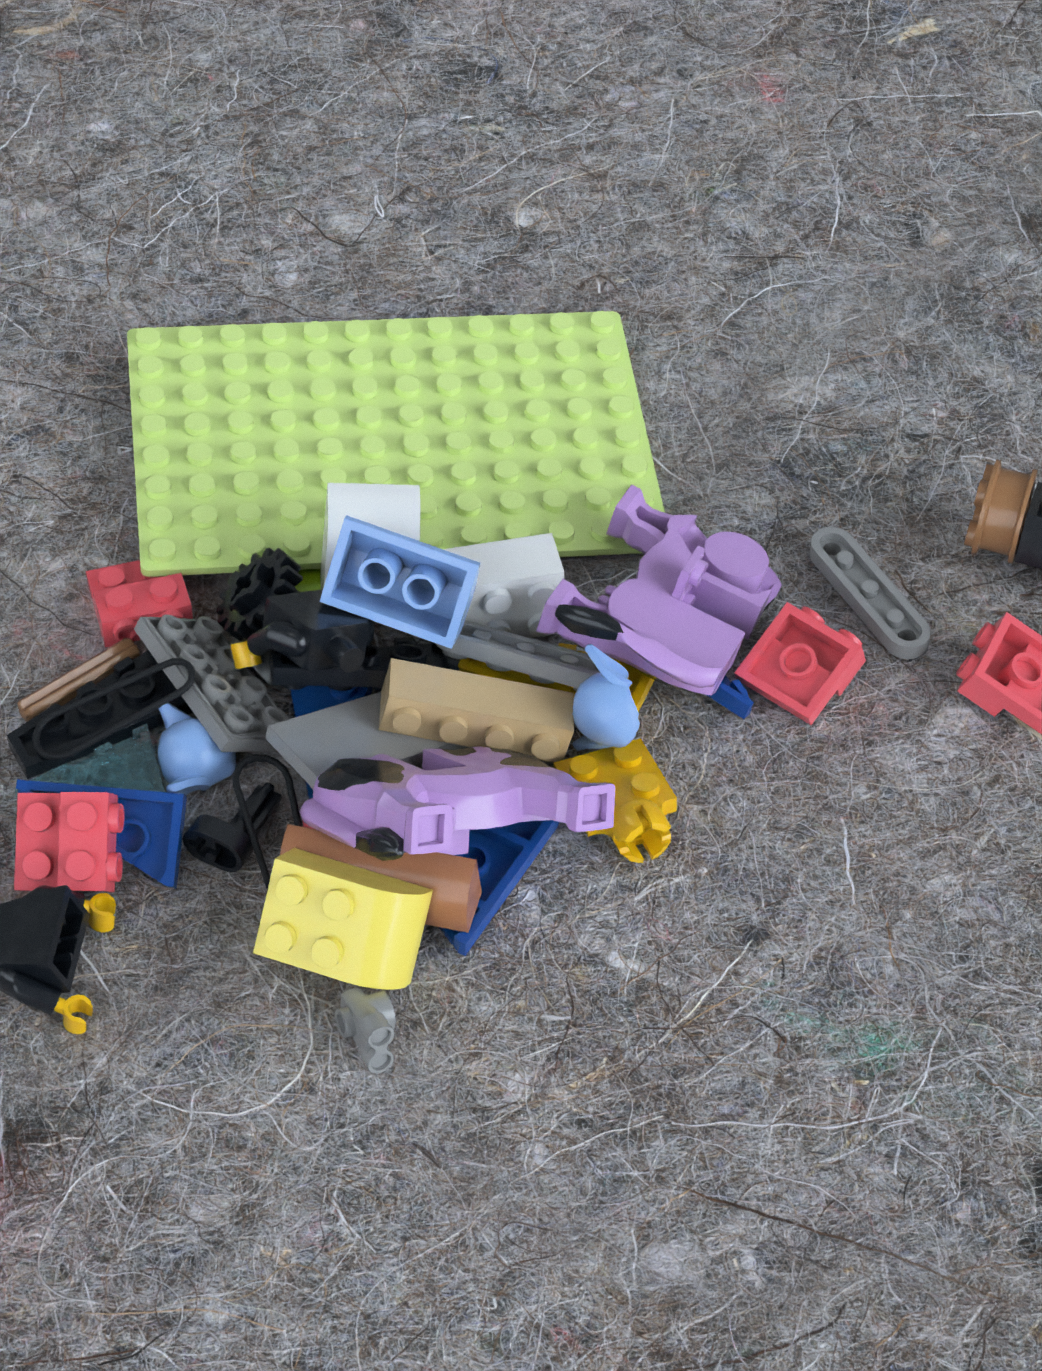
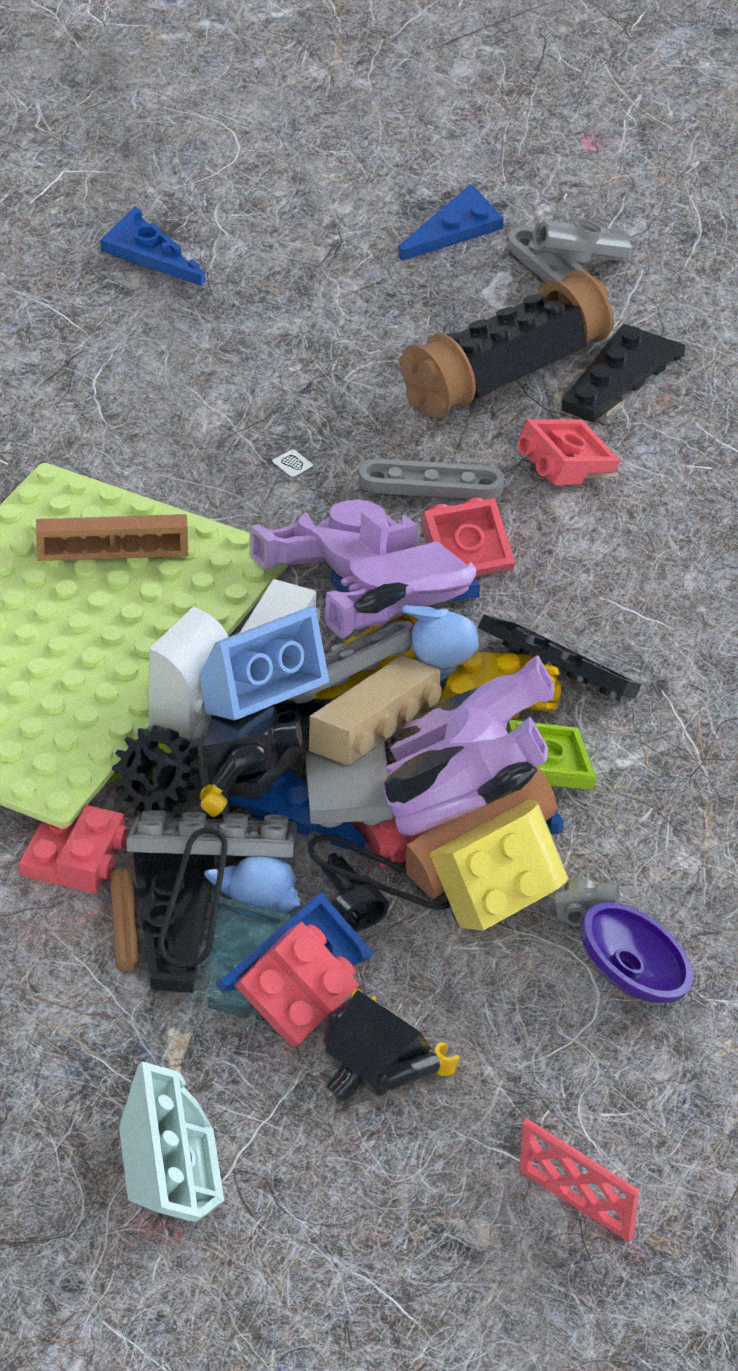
camera: 55 degrees left, 5 degrees down
(338, 1078) = (635, 953): none -> dark purple dish
(540, 403) = (112, 537): none -> nougat brick
(551, 885) = (566, 756): none -> lime tile
(699, 818) = (551, 653): none -> black wing
(799, 481) = (292, 463): none -> white sticker
(983, 218) = (146, 245): none -> blue wing

